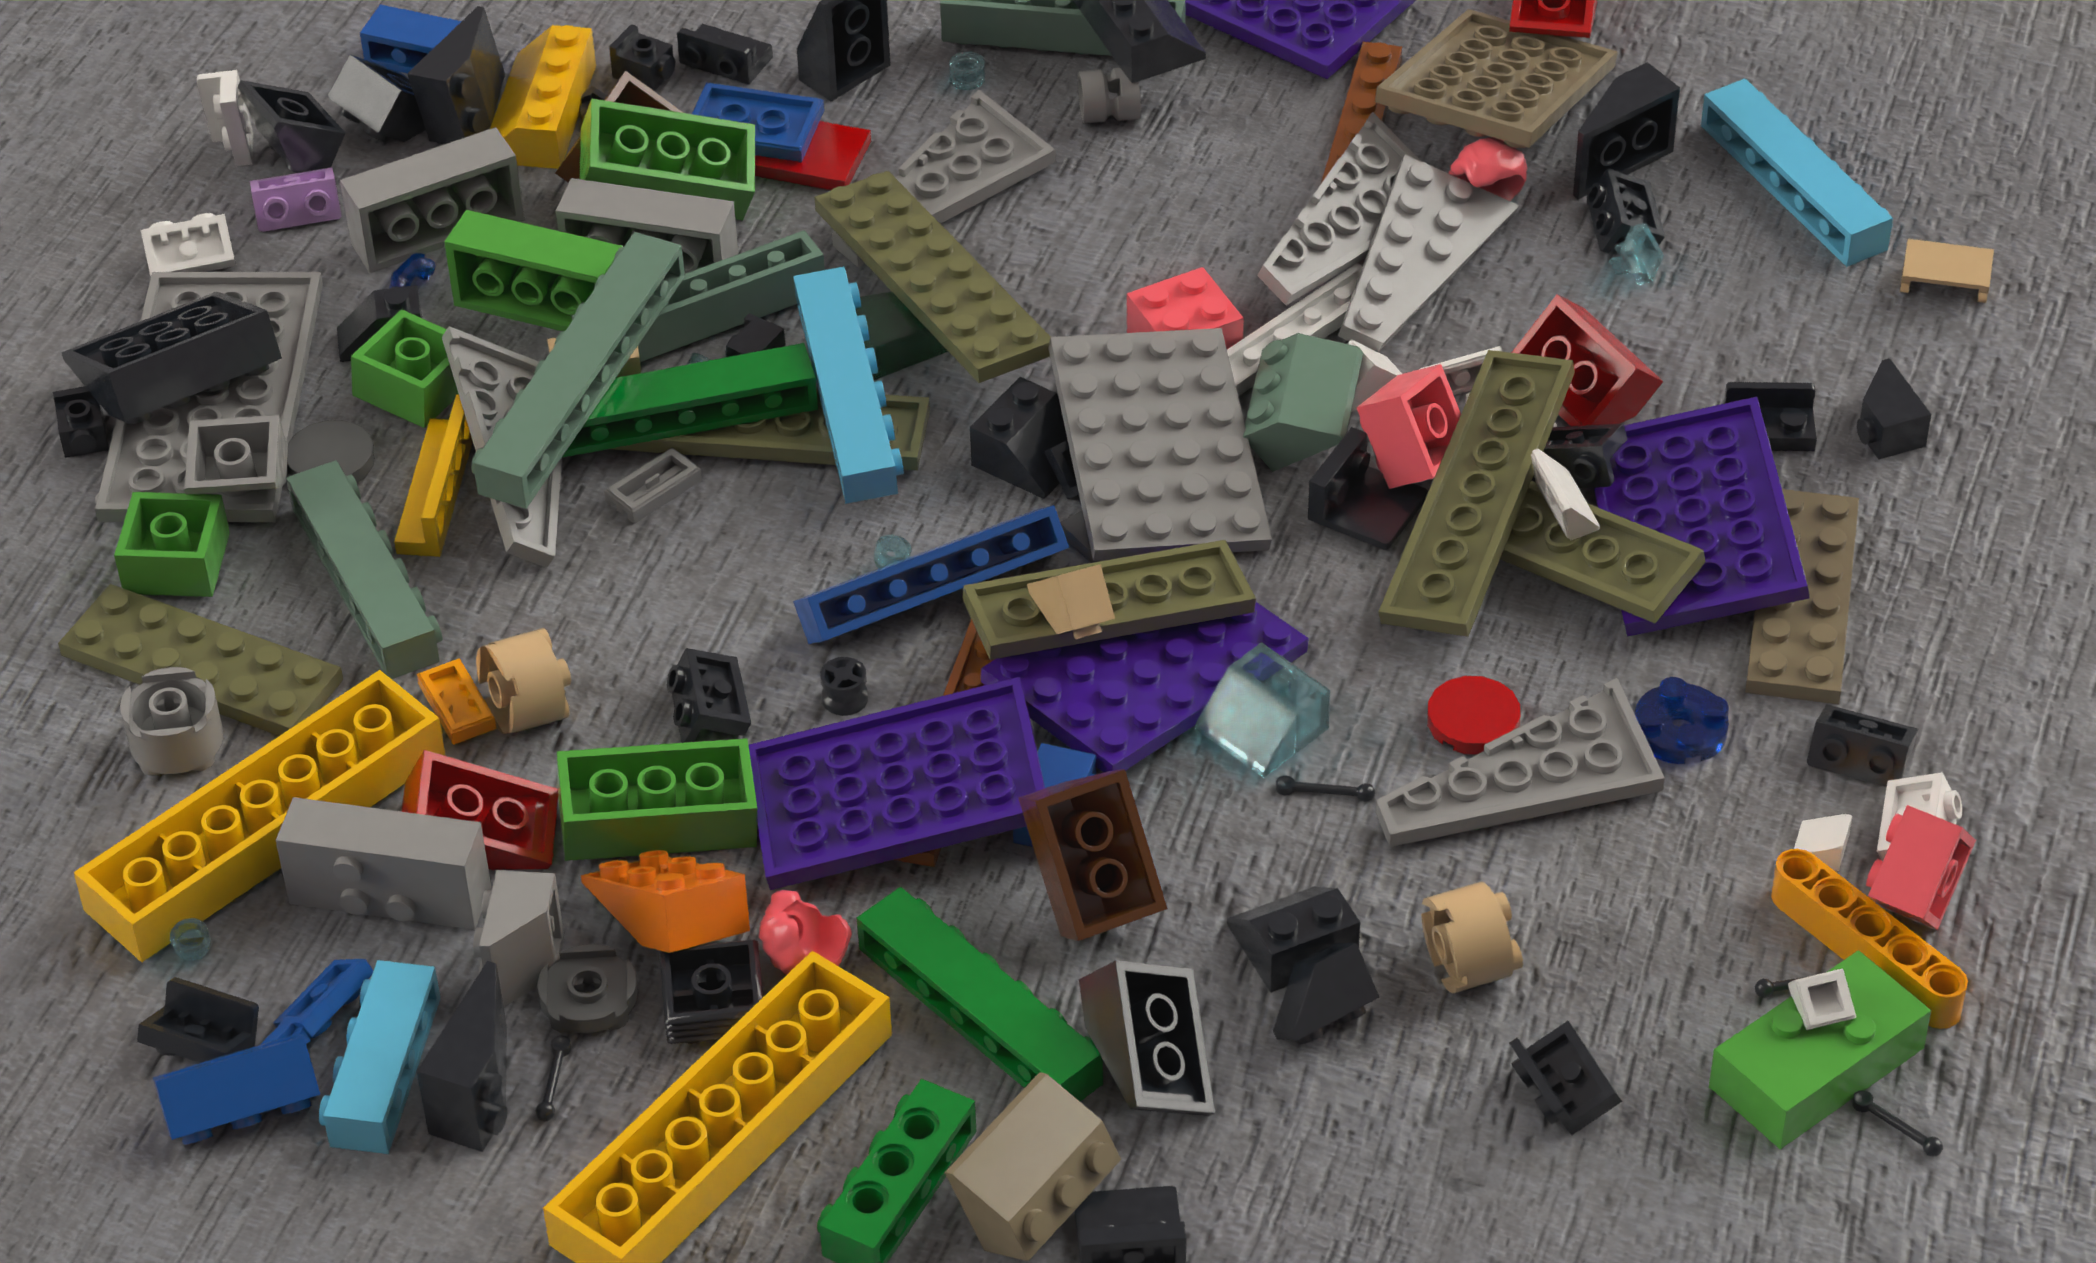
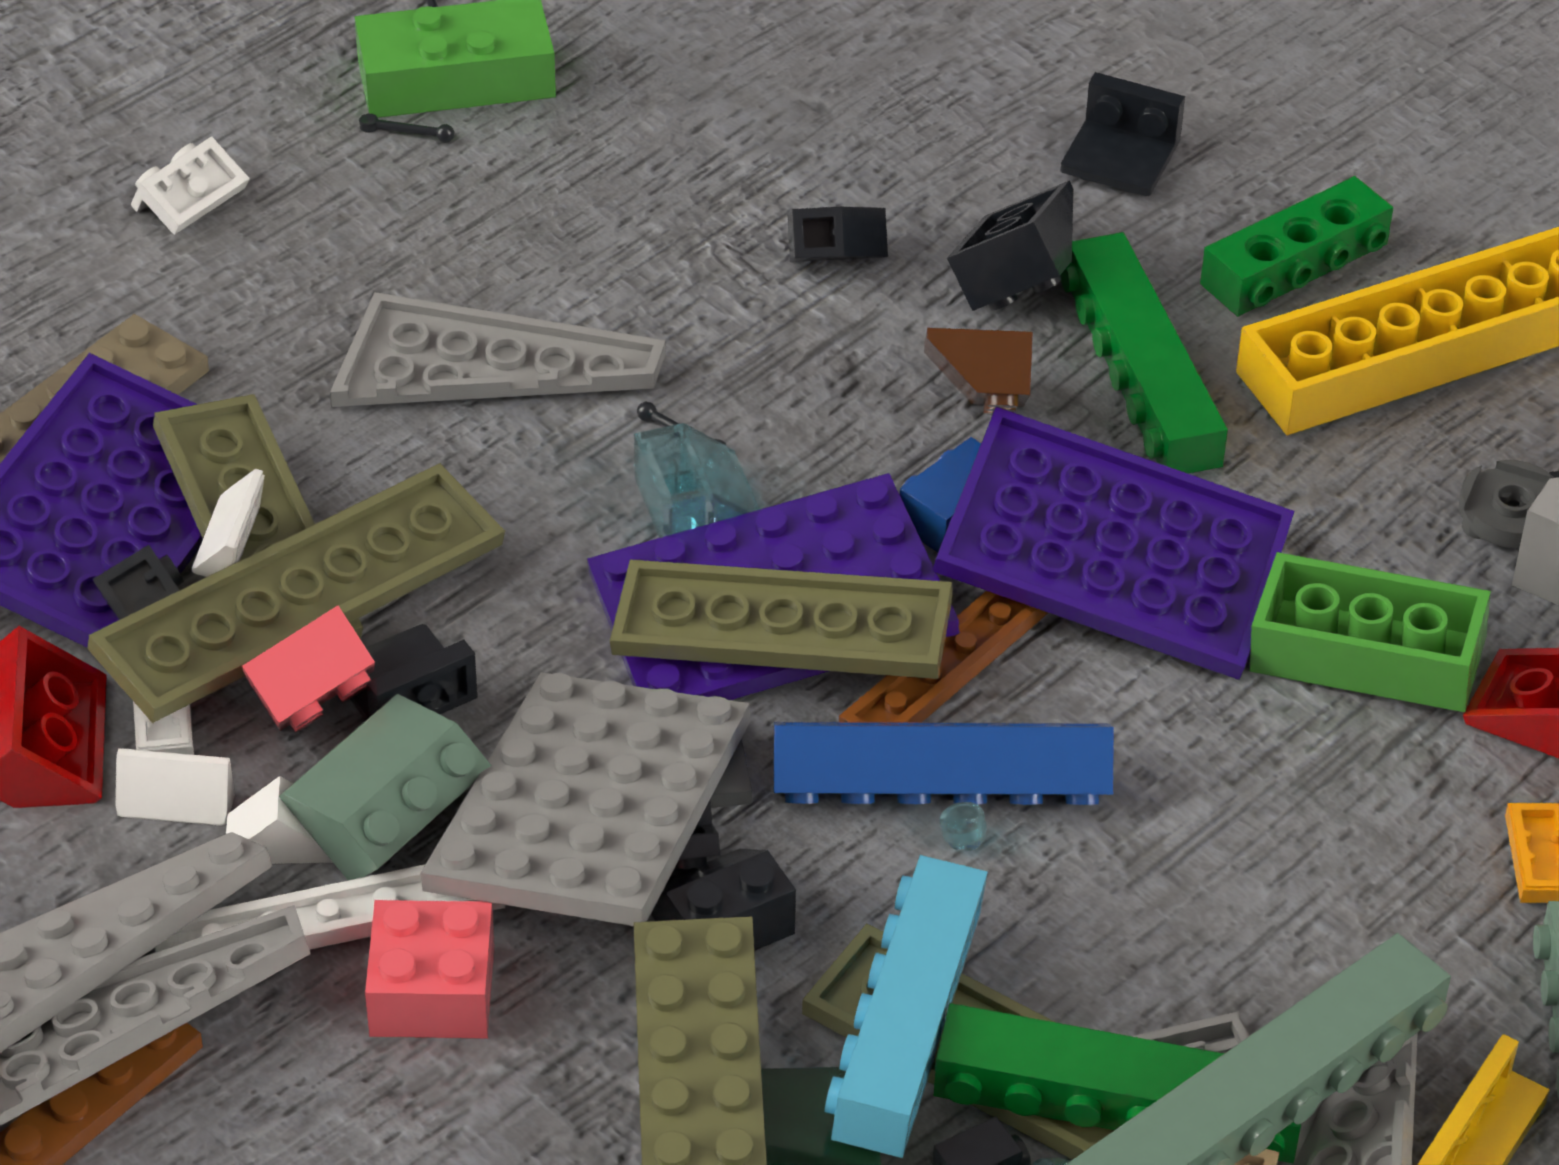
camera: 155 degrees left, 0 degrees up
(524, 681) = (1464, 804): tan brick -> none
(672, 900) = (1404, 515): orange slope -> none
(708, 694) = (1257, 742): black bracket -> none
(709, 989) = (1393, 444): black brick -> none
(797, 928) = (1285, 449): coral hair -> none
(844, 686) = (1103, 695): black wheel -> none
(1031, 1168) = (1183, 181): dark tan slope -> none
(1074, 601) = (842, 577): tan slope -> none
(1292, 930) = (814, 302): black slope -> none
(1470, 936) = (675, 212): tan brick -> none
(1472, 713) = (485, 435): red tile -> none
(1567, 1077) = (679, 117): black bracket -> none
(1686, 702) = (276, 349): clear blue plate -> none
(1823, 999) = (439, 35): white slope -> none
(1825, 838) = (280, 209): white slope -> none
(1853, 922) = (330, 120): light orange beam -> none
(1860, 745) = (160, 263): black bracket -> none
(1920, 866) = (252, 97): coral brick -> none

